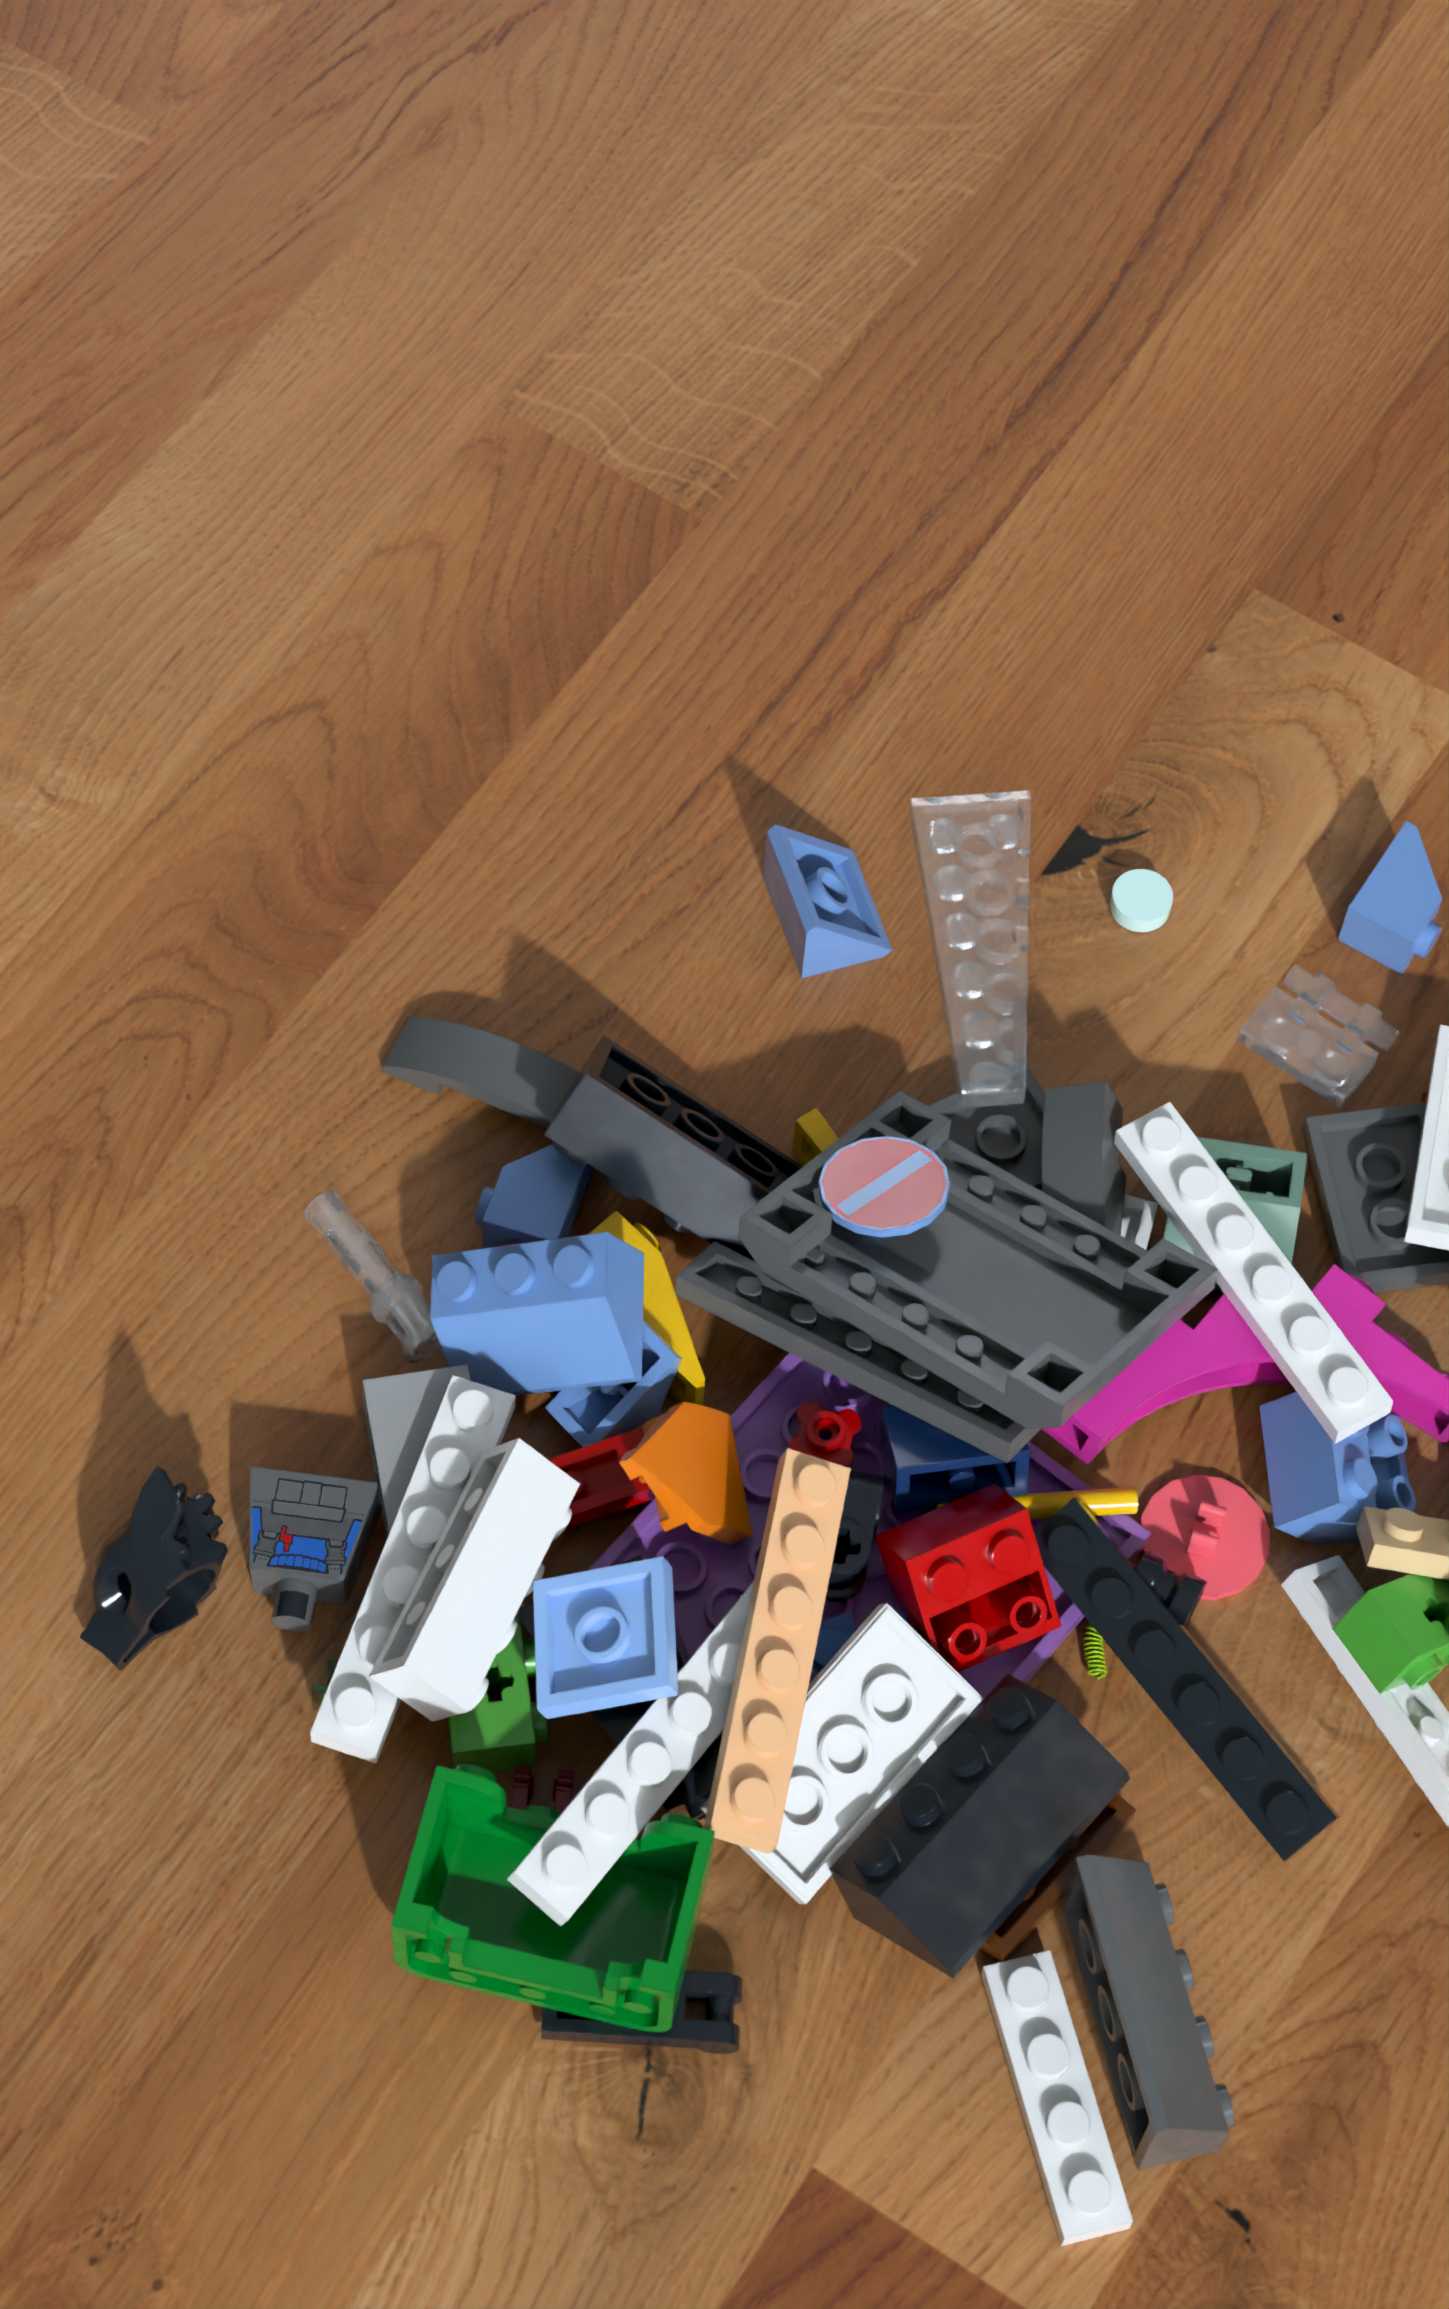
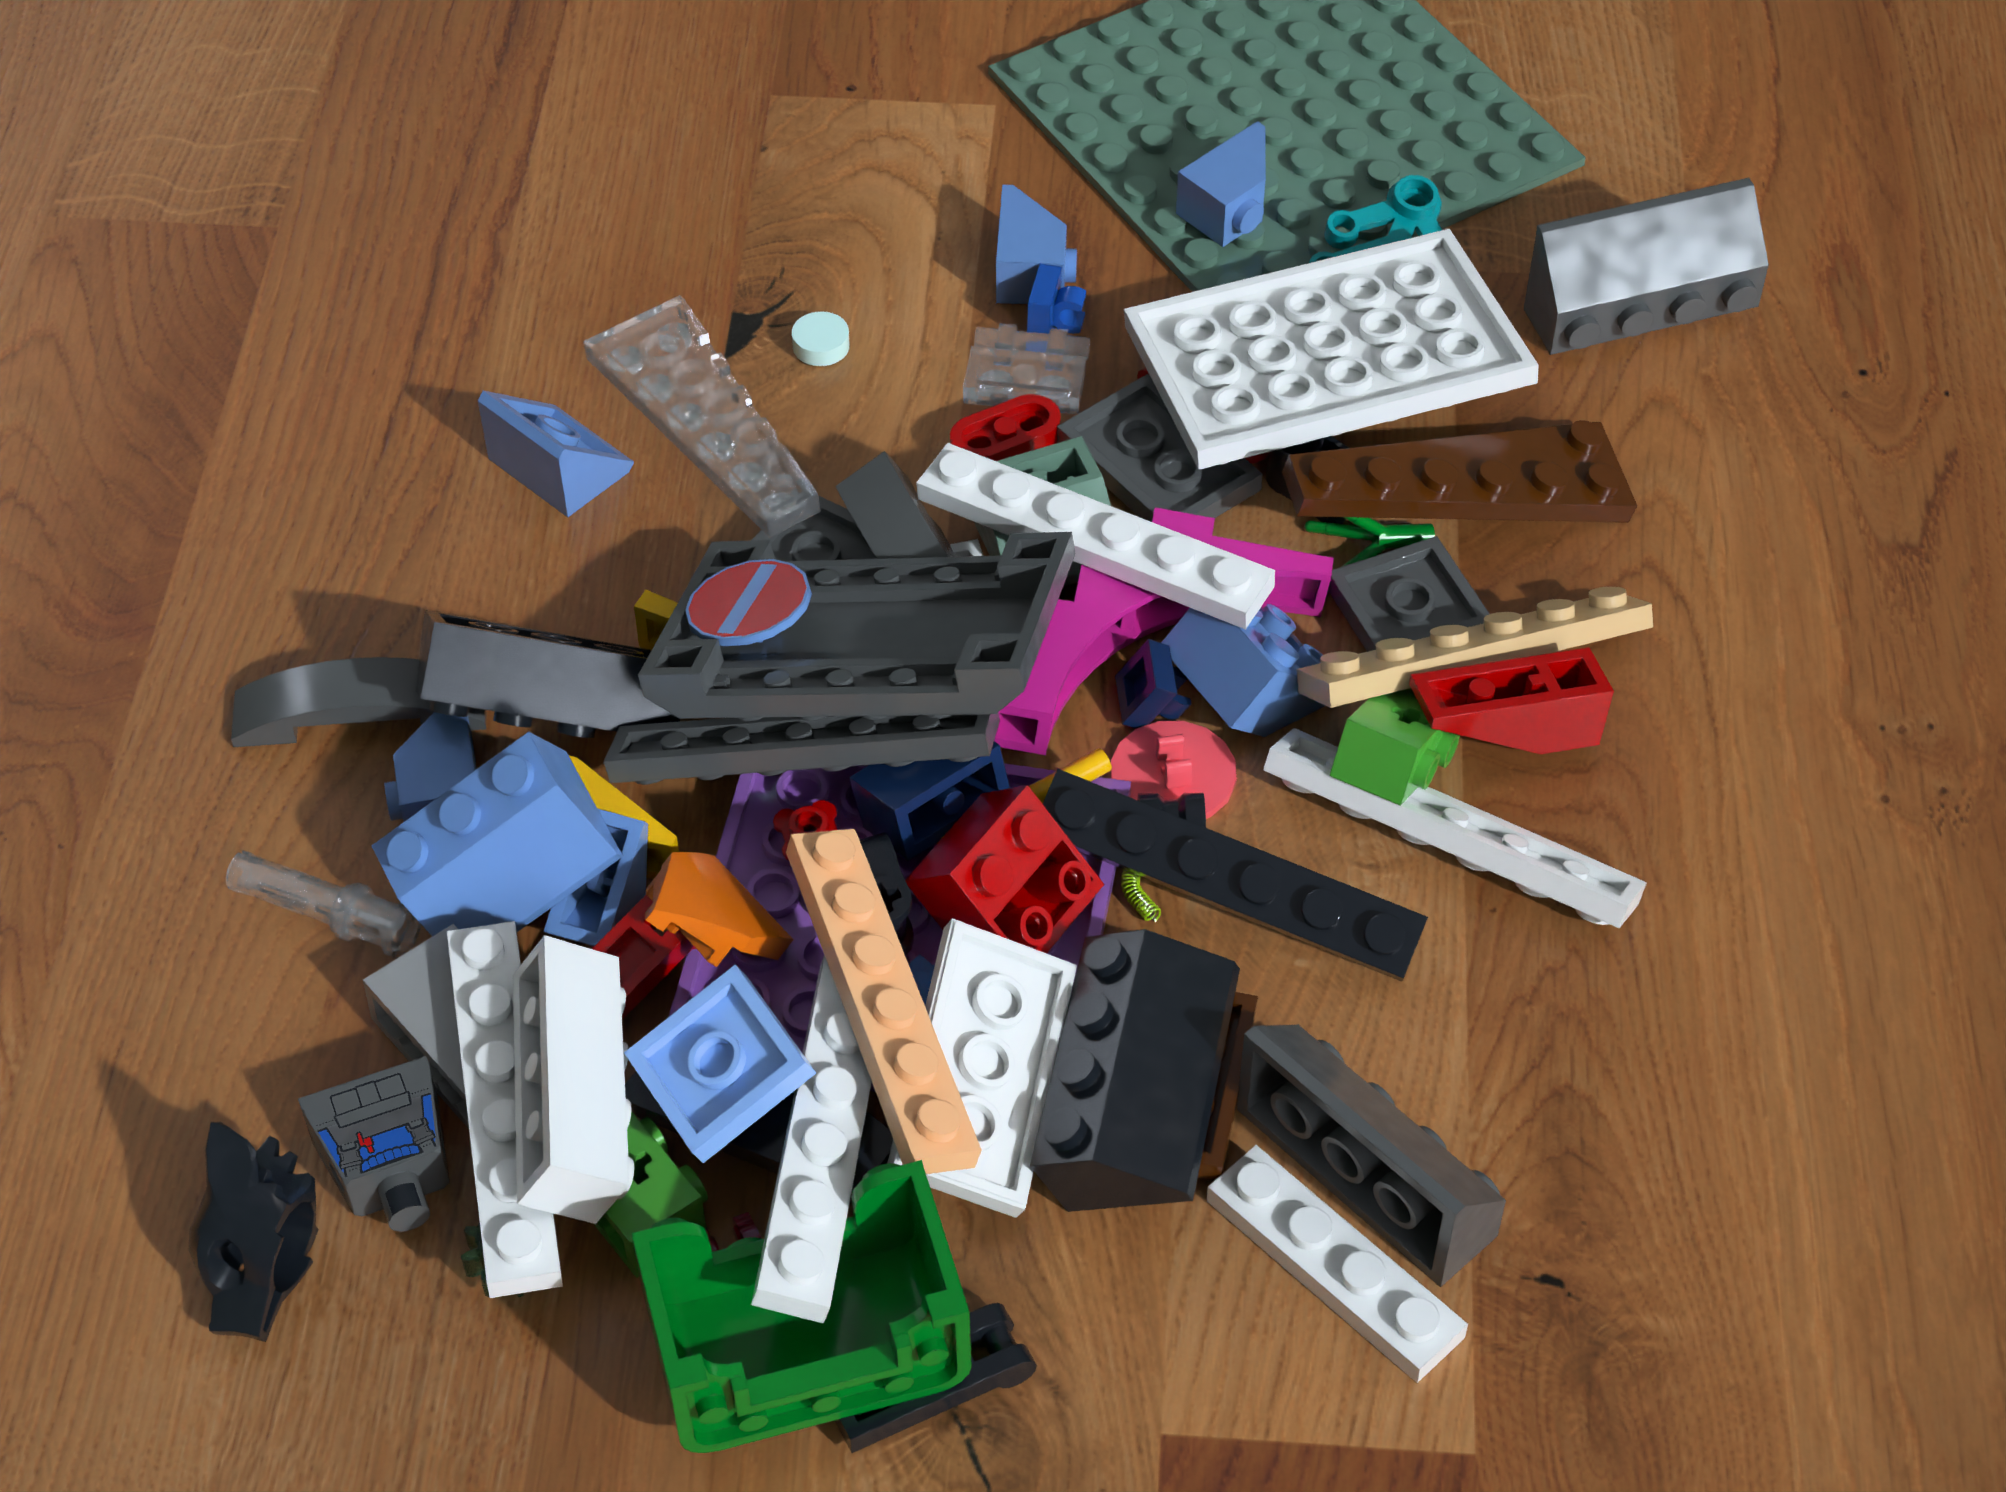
camera: 25 degrees left, 10 degrees down
(1226, 1441) = (1150, 686): none -> dark blue tile
(1252, 1097) = (1009, 427): none -> red plate
(1382, 977) = (1052, 305): none -> blue tile

